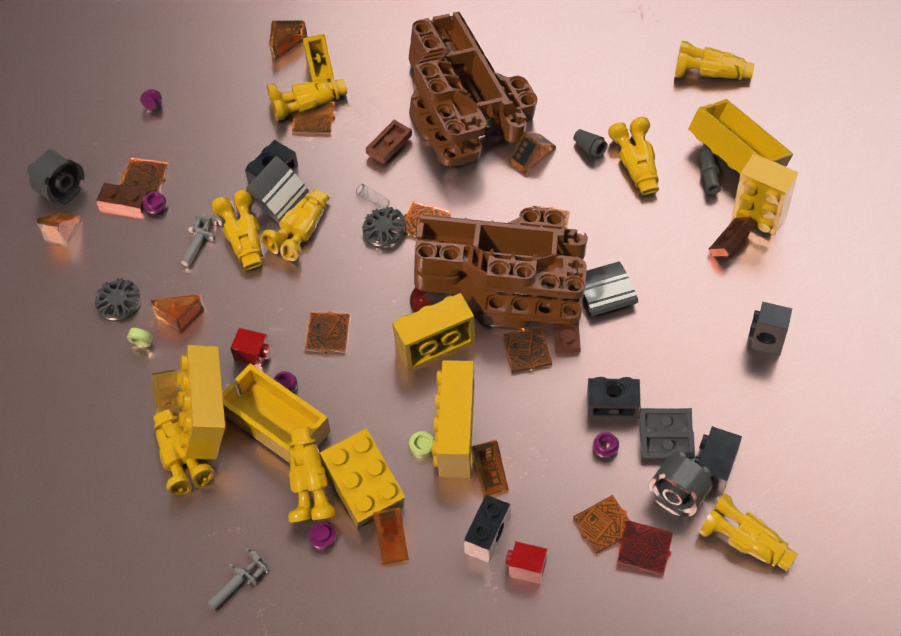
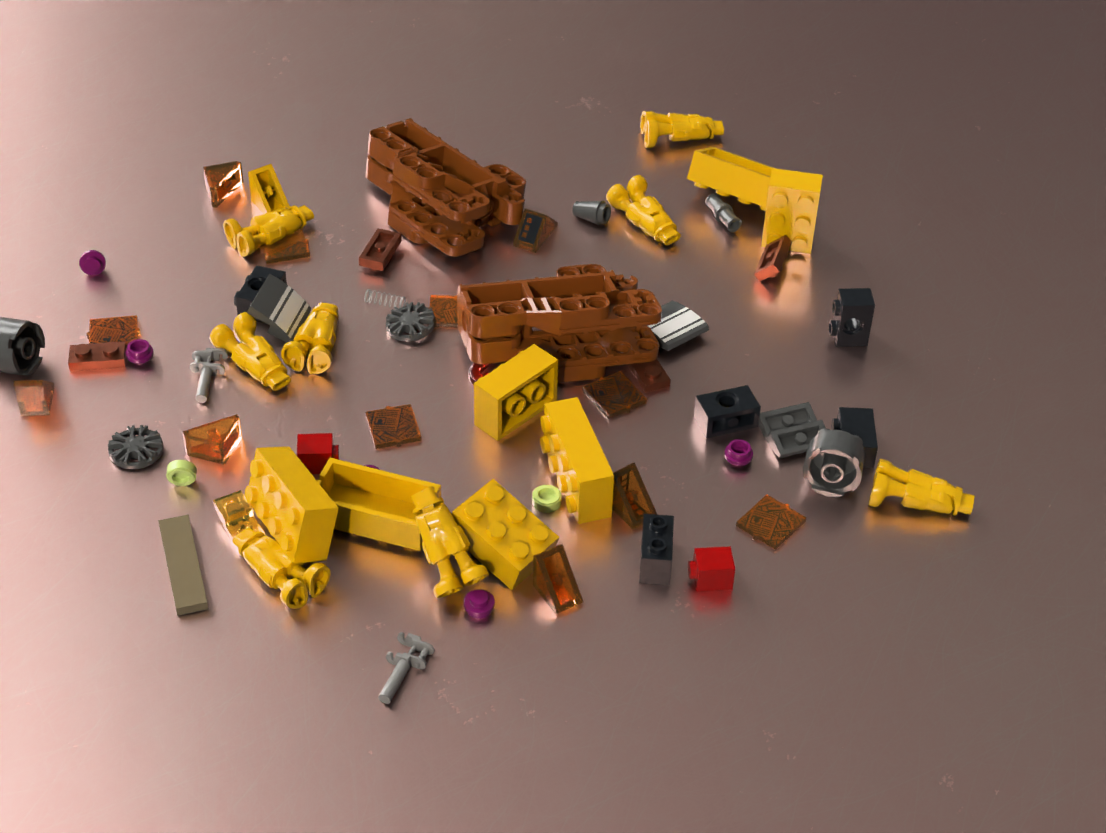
camera: 25 degrees left, 15 degrees down
(110, 427) = (183, 565): none -> dark tan tile
(644, 547) = (822, 530): clear red piece -> none

